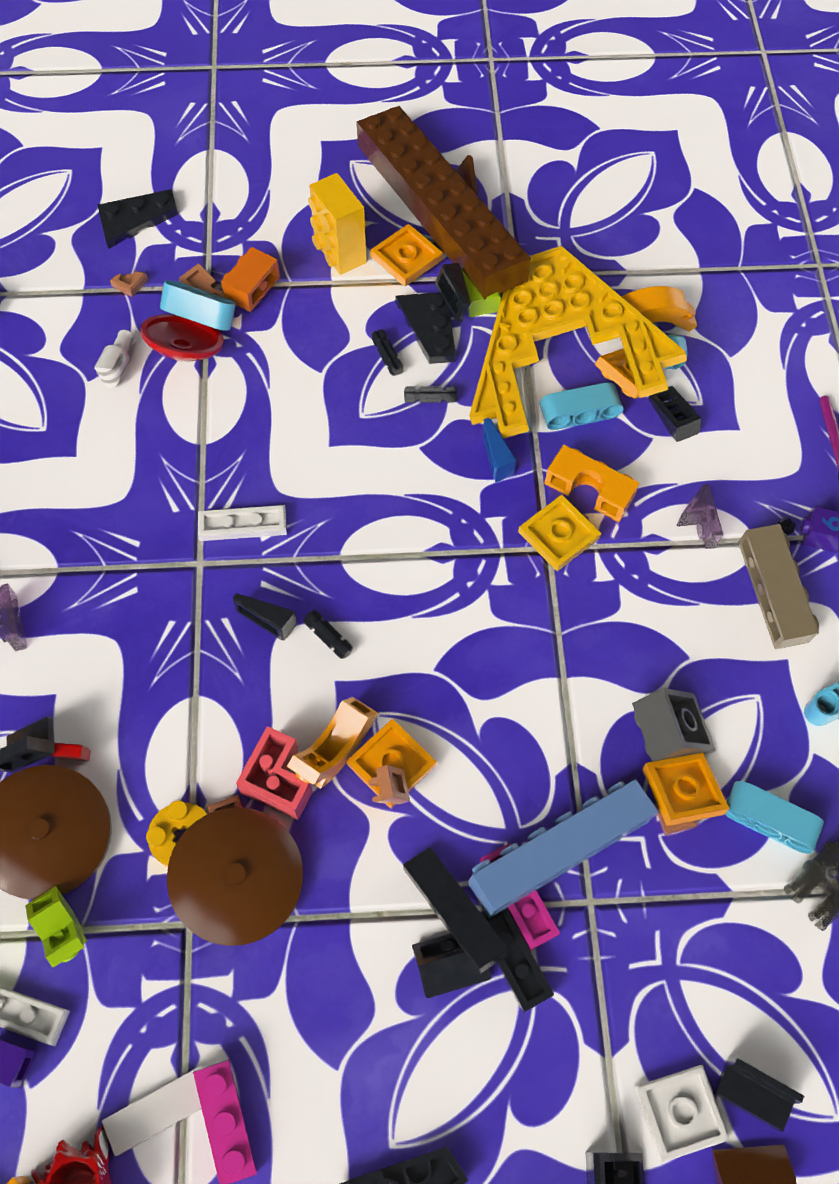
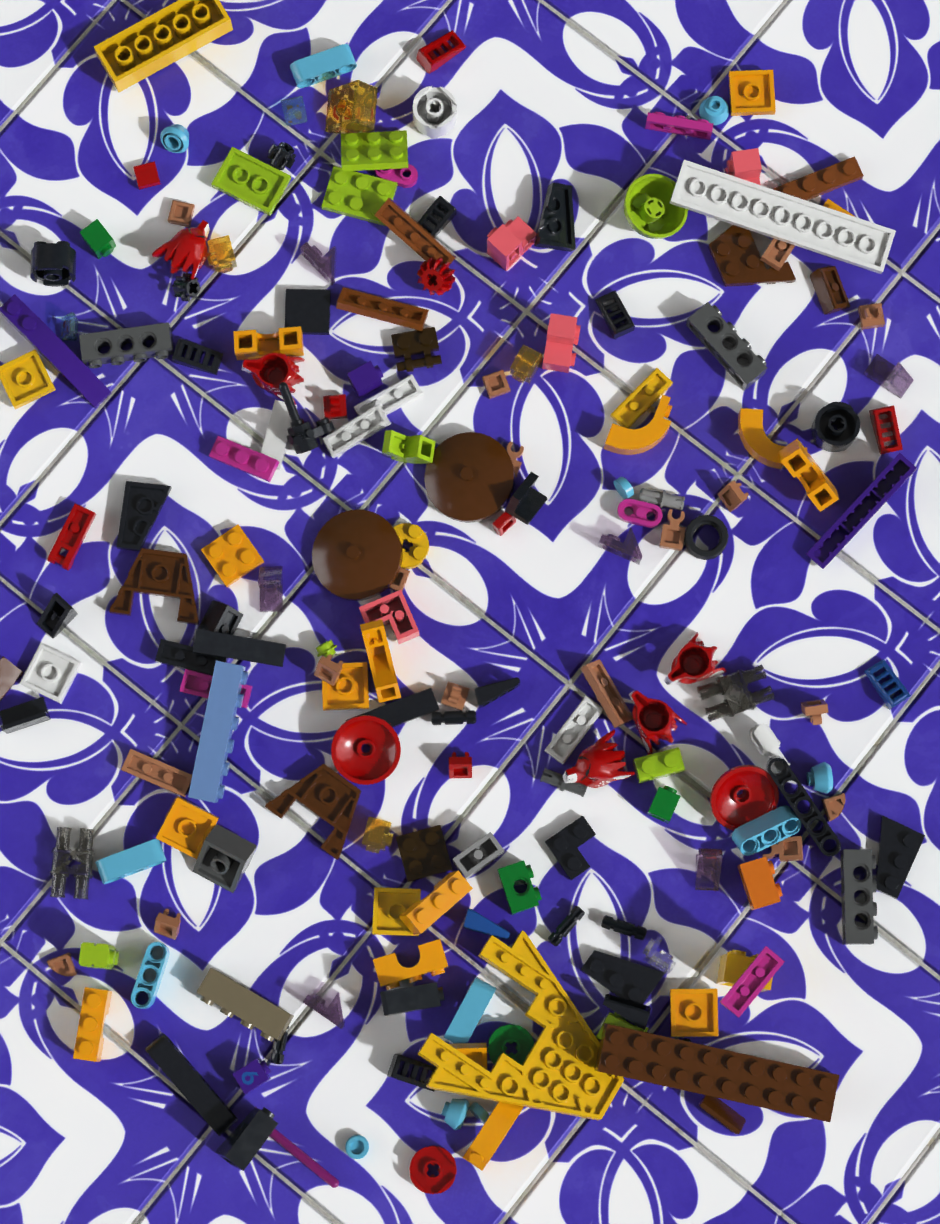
camera: 135 degrees right, 15 degrees up
(47, 347) = (814, 710): none -> nougat tile
(69, 1070) = (335, 406): none -> red tile
(81, 1012) = (356, 431): none -> white tile
(82, 466) = (694, 663): none -> red piece
(85, 417) = (731, 704): none -> clear smoke pin
(109, 300) = (820, 778): none -> medium azure cone
(133, 1077) = (301, 433): none -> black piece
(147, 292) = (808, 816): none -> black beam
(172, 457) = (653, 719): none -> red piece
(180, 518) = (607, 693): none -> nougat plate
(195, 212) = (851, 932): none -> dark grey brick
(213, 424) = (658, 765): none -> lime brick
(246, 396) = (664, 804): none -> green brick
(255, 466) = (598, 762): none -> red piece
(272, 326) = (708, 869): none -> clear purple slope
(301, 491) = (556, 779): none -> dark grey pin
(304, 652) = (455, 696): none -> nougat tile
(343, 180) = (752, 981): none -> dark pink plate
(354, 941) = (271, 589): none -> clear purple slope
(355, 449) = (565, 847): none -> black plate
(355, 1024) = (232, 555): none -> light orange plate
(369, 818) = (326, 648): none -> lime plate
(371, 585) = (460, 766): none -> red tile
(378, 694) = (406, 708): none -> black tile
(385, 300) = (659, 960): none -> clear bracket
(433, 465) = (519, 901): none -> green brick
(440, 500) = (478, 855): none -> light grey brick
(441, 667) = (367, 766): none -> red dish
(454, 1090) = (159, 575): none -> reddish brown wing
(483, 556) = (424, 853): none -> dark brown plate
(508, 605) = (377, 835): none -> clear yellow brick
(518, 683) = (328, 797): none -> reddish brown wing
(540, 493) = (434, 905): none -> light orange arch
(569, 368) = (510, 1034): none -> green plate
(625, 452) = (411, 998): none -> black slope
(663, 876) = (157, 773): none -> nougat plate
(731, 350) = (447, 1169): none -> red plate
(778, 407) = (357, 1147): none -> medium azure tile
(790, 723) = (167, 925): none -> nougat tile

